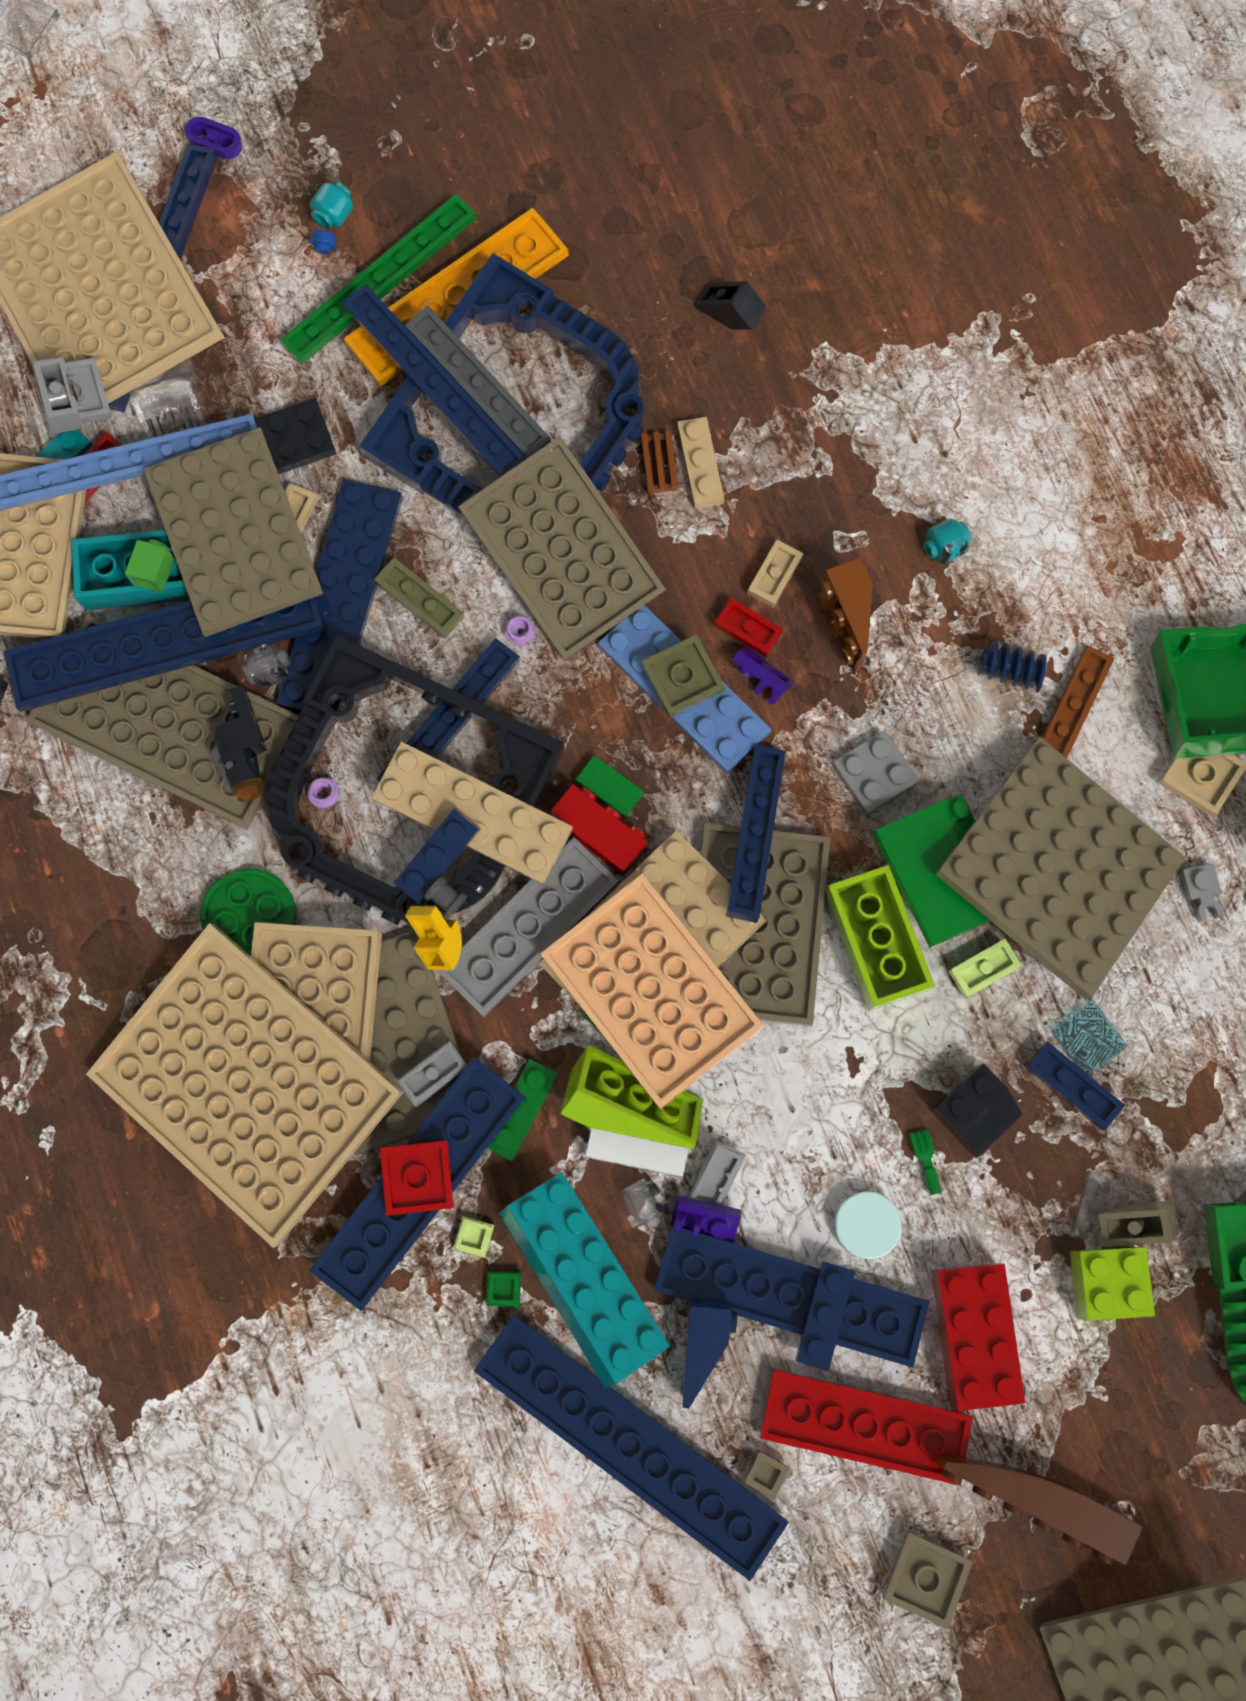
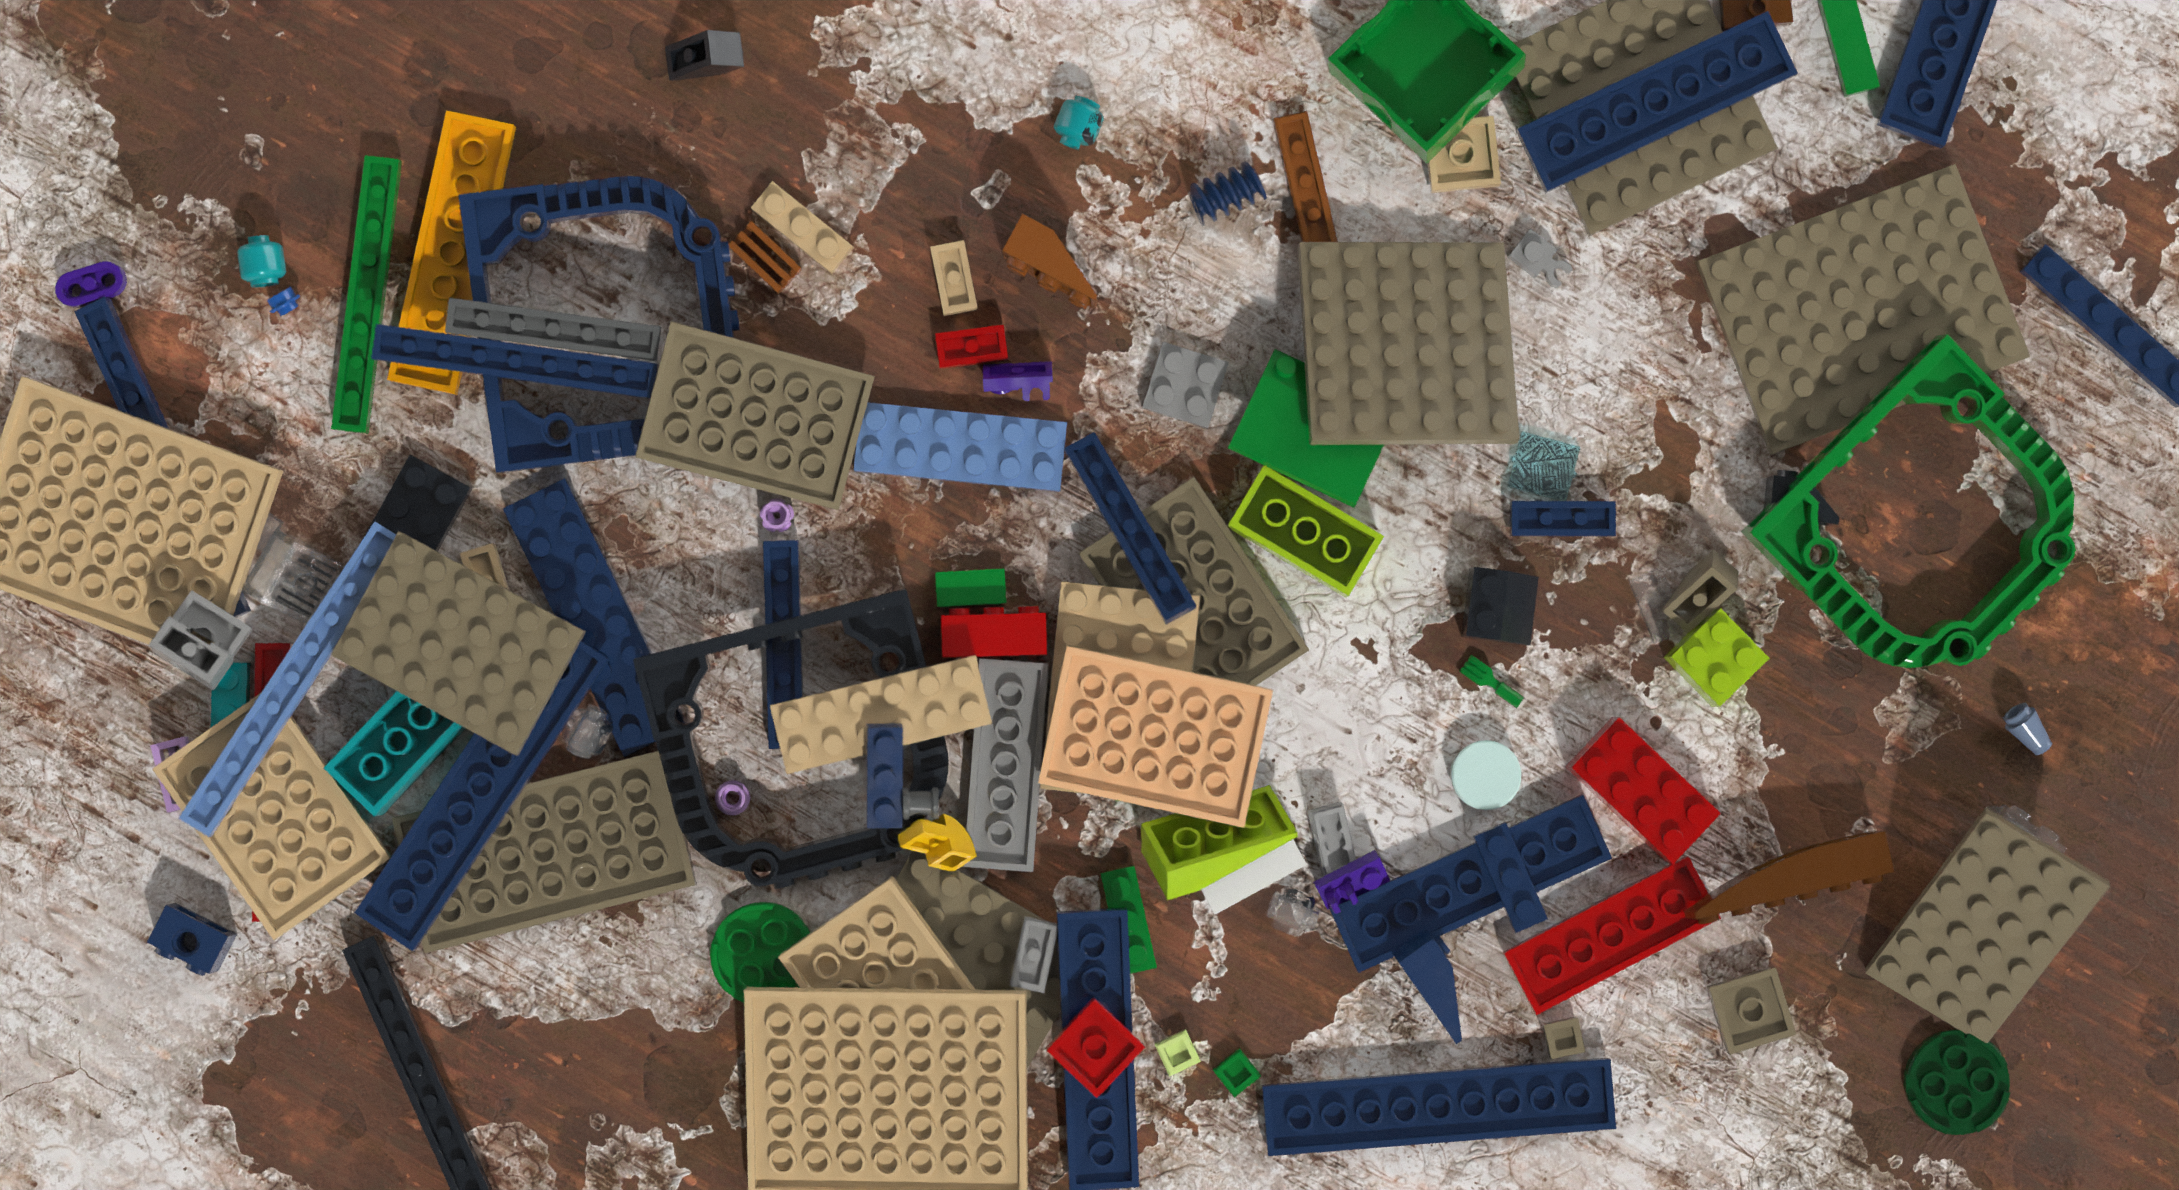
camera: 40 degrees left, 10 degrees up
(150, 565) = (417, 734): bright green brick -> none
(238, 748) = (629, 824): black plate -> none
(419, 598) = (664, 560): olive plate -> none
(584, 1280) = (1295, 1012): teal brick -> none
(682, 676) = (954, 442): olive plate -> none
(985, 968) = (1412, 480): yellowish green plate -> none

